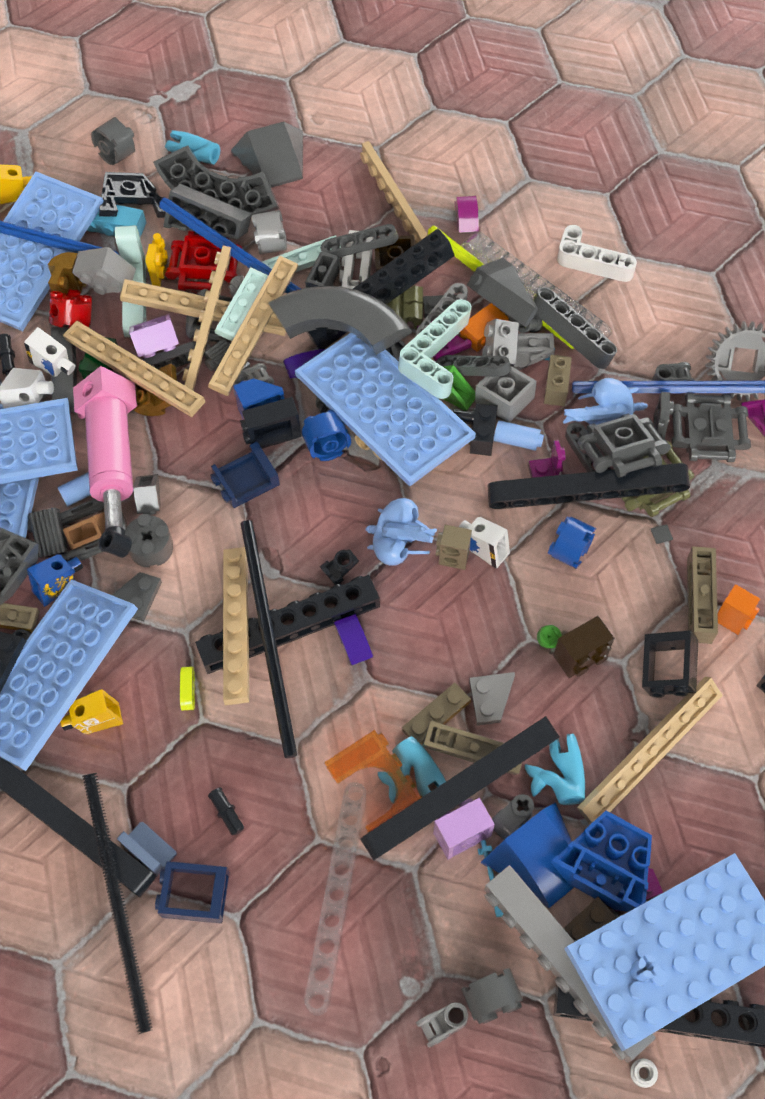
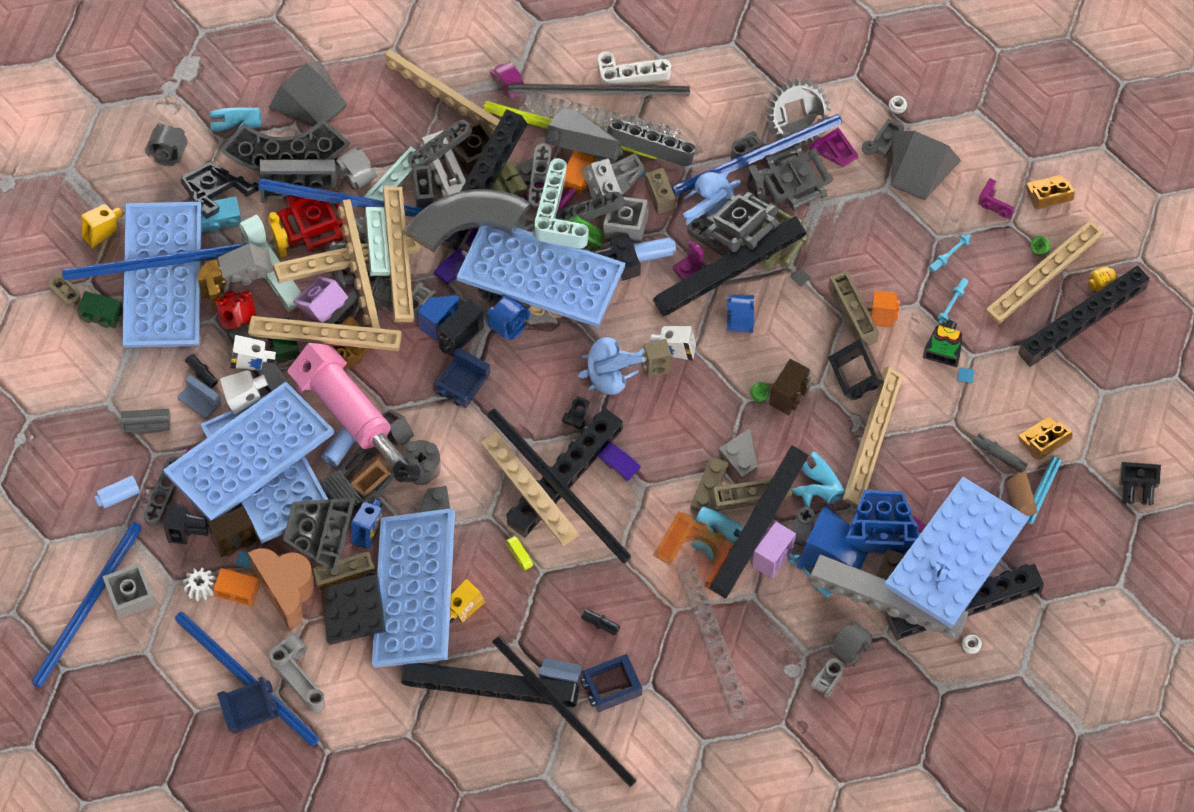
camera: 30 degrees left, 0 degrees up
(548, 258) = (622, 89): none -> black axle

